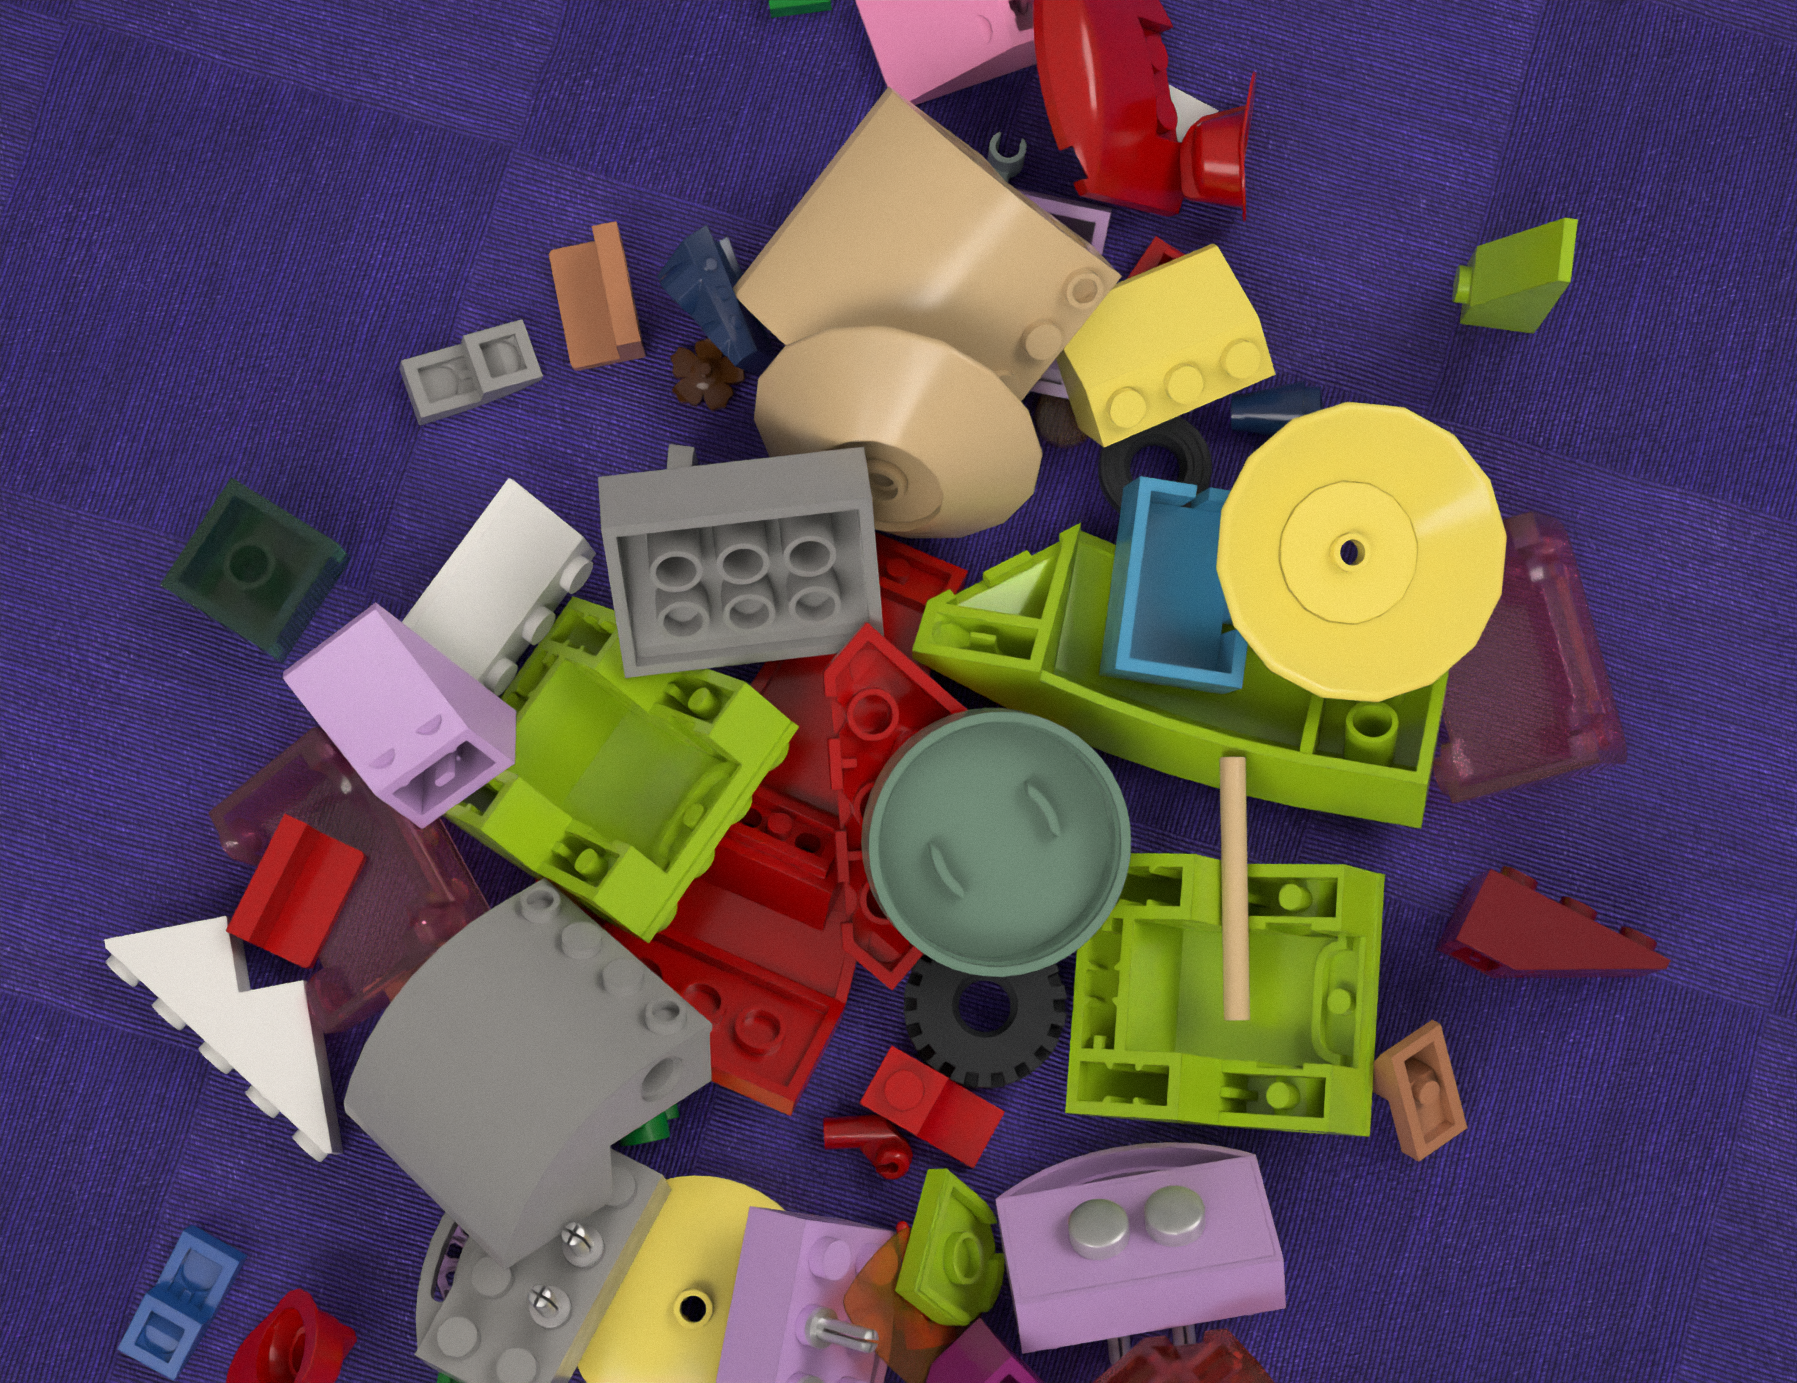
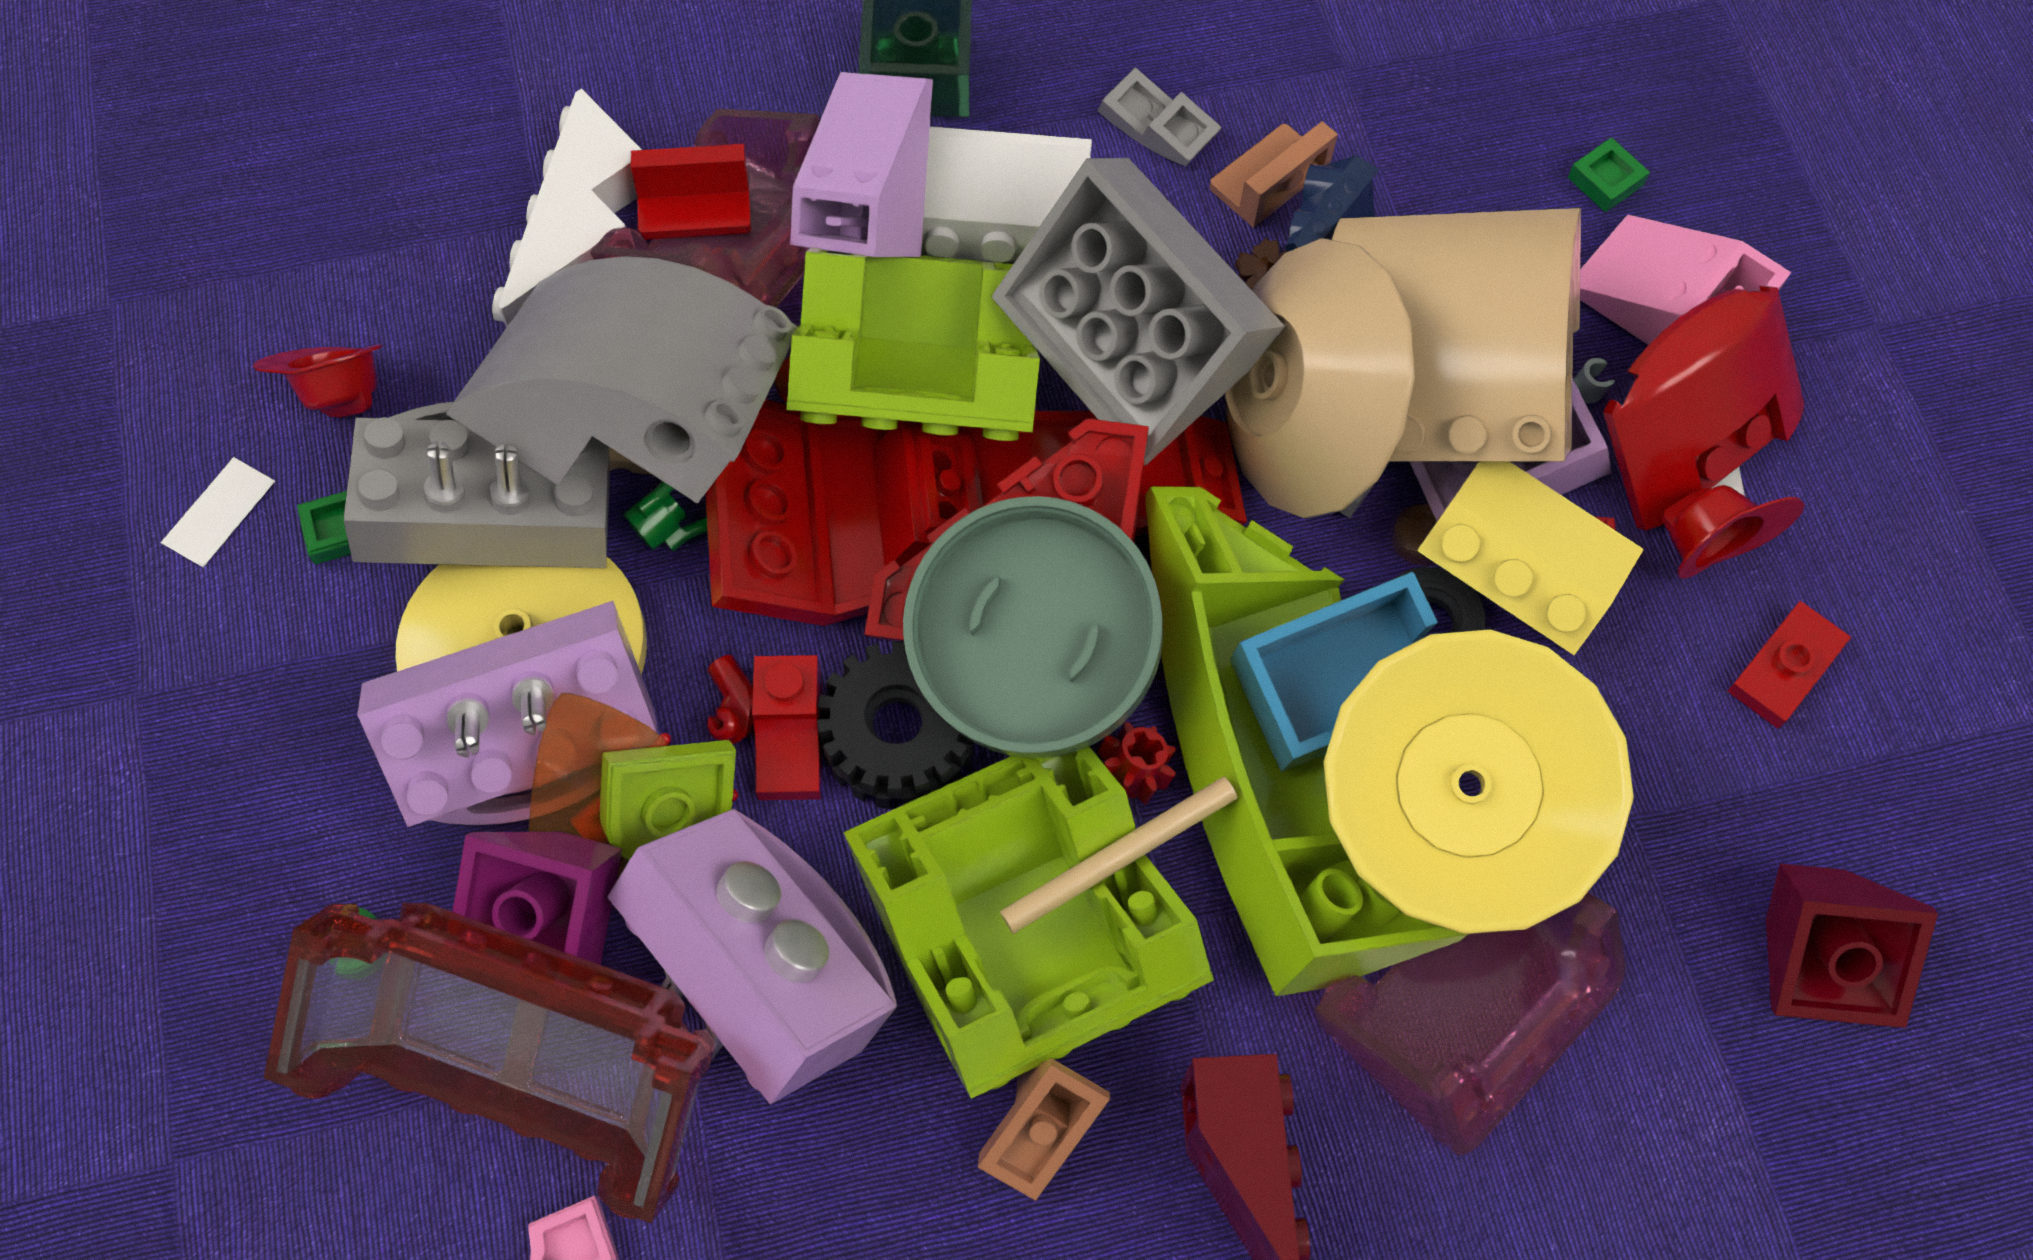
camera: 55 degrees right, 15 degrees down
(182, 1302) = (324, 290): blue slope -> none
(1153, 799) = (1138, 760): none -> red gear
(1375, 182) = (1789, 664): none -> red plate
(1517, 277) = (1803, 803): lime slope -> none
(1641, 327) = (1844, 947): none -> dark red slope

